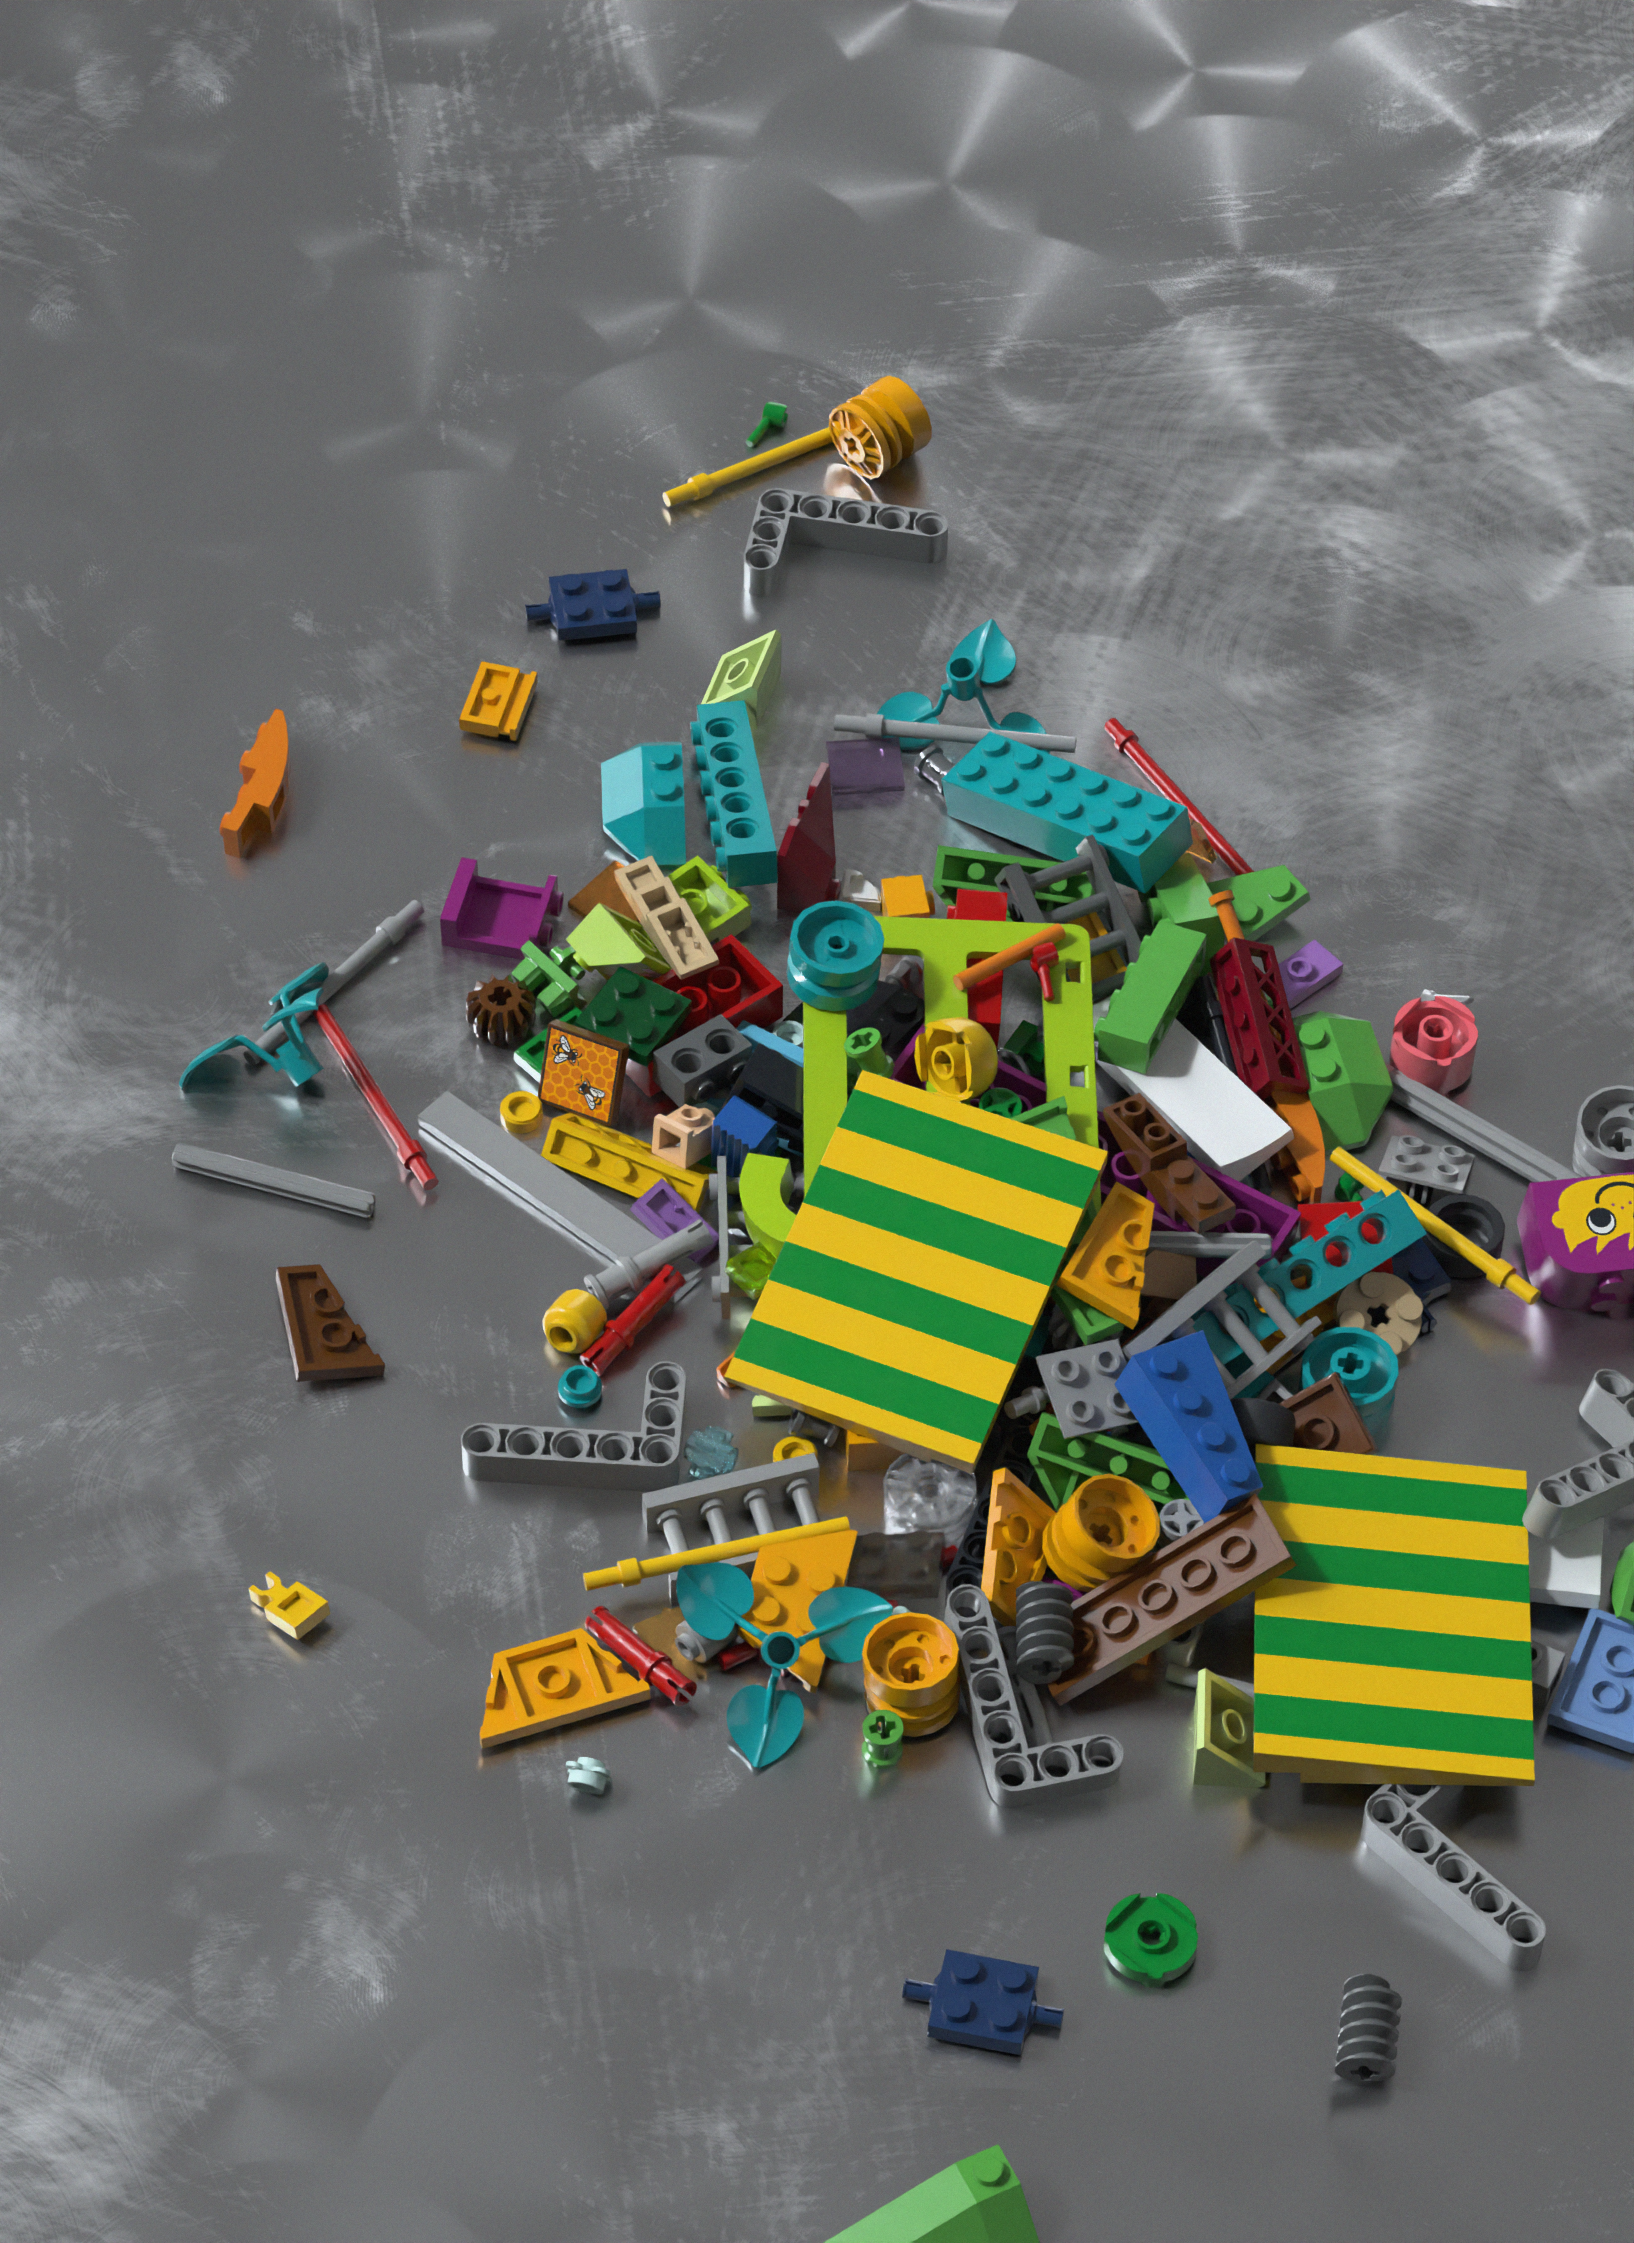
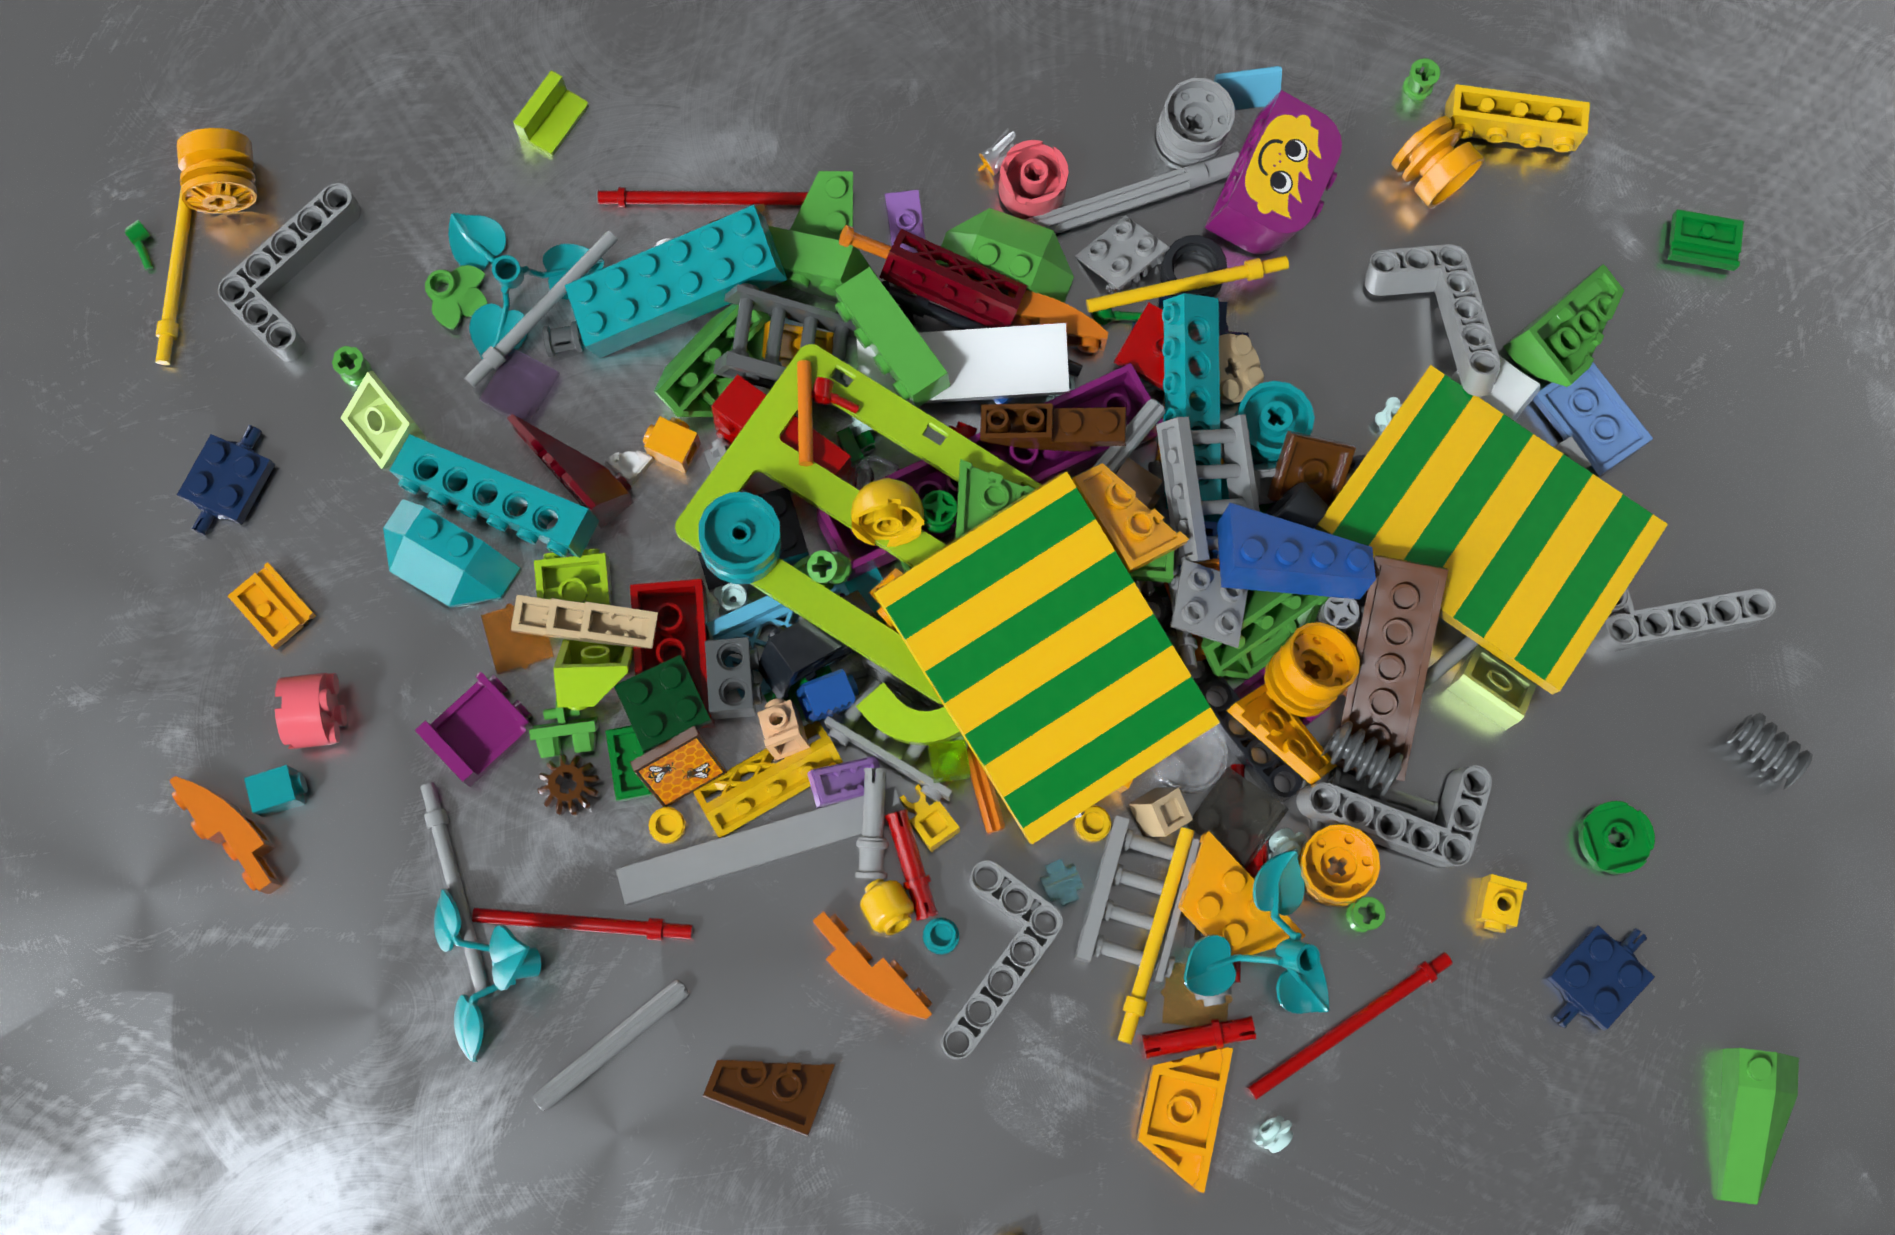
camera: 60 degrees left, 25 degrees up
(324, 796) = (276, 790): none -> teal brick
(419, 772) = (309, 710): none -> coral brick
(497, 1340) = (881, 982): none -> orange slope
(689, 1317) = (931, 822): none -> yellow plate
(783, 620) = (344, 358): none -> bright green bush
(852, 1497) = (1160, 812): none -> tan panel
(864, 1836) = (1426, 973): none -> red bar
(914, 668) = (460, 297): none -> bright green plate
(991, 1859) = (1487, 910): none -> yellow brick
(1160, 639) = (550, 115): none -> lime panel

